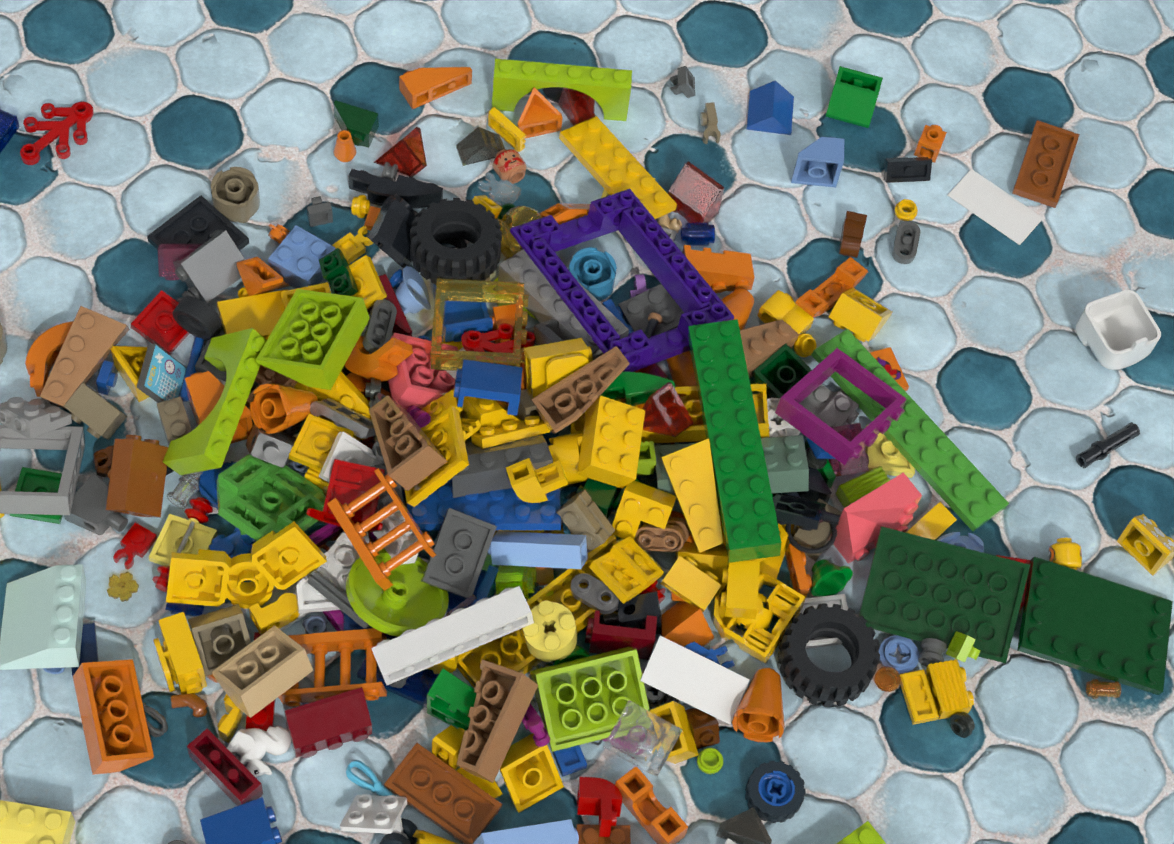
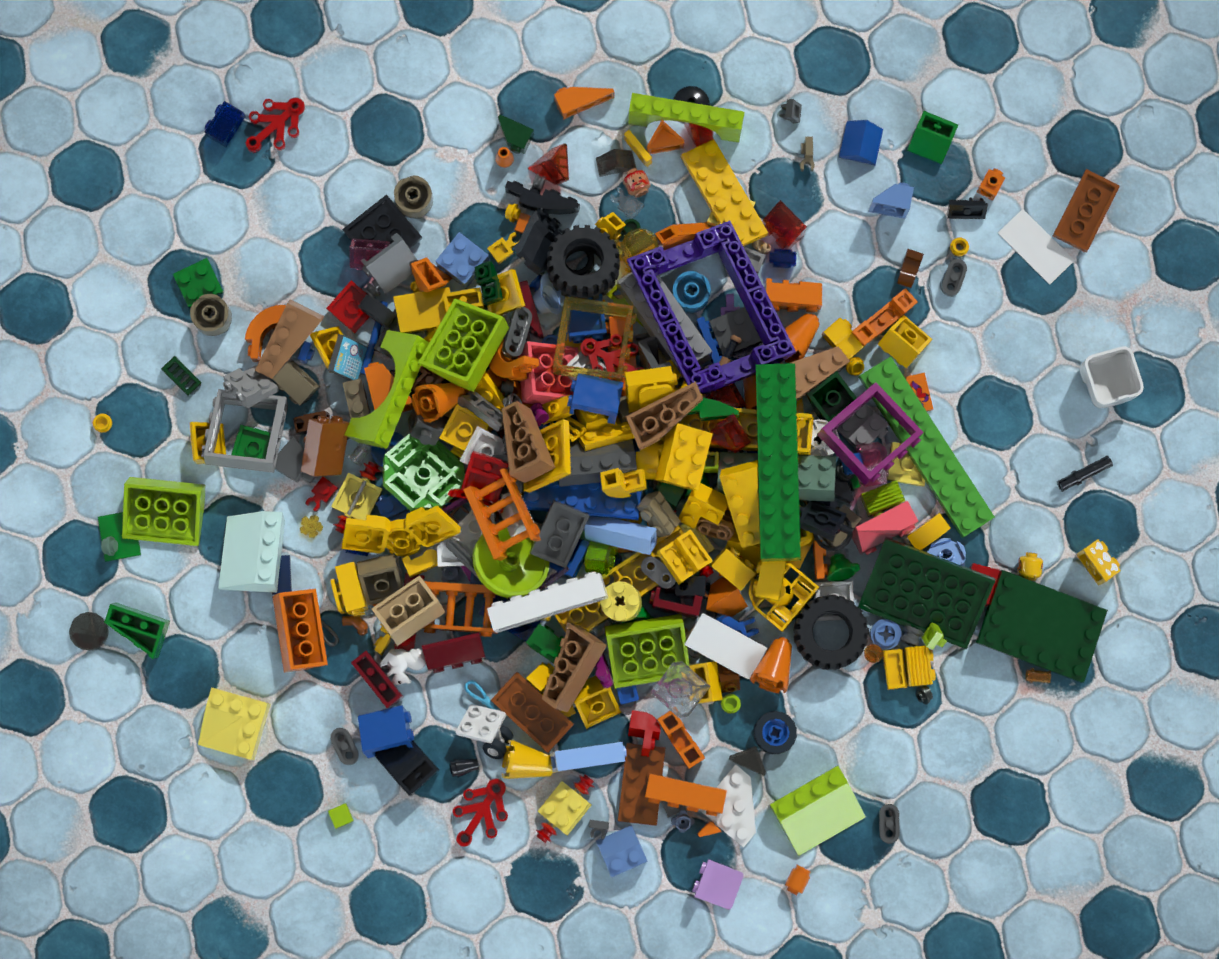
camera: 15 degrees right, 20 degrees up
(278, 233) = (446, 233): orange plate -> none
(319, 212) = (479, 217): dark grey tile -> none

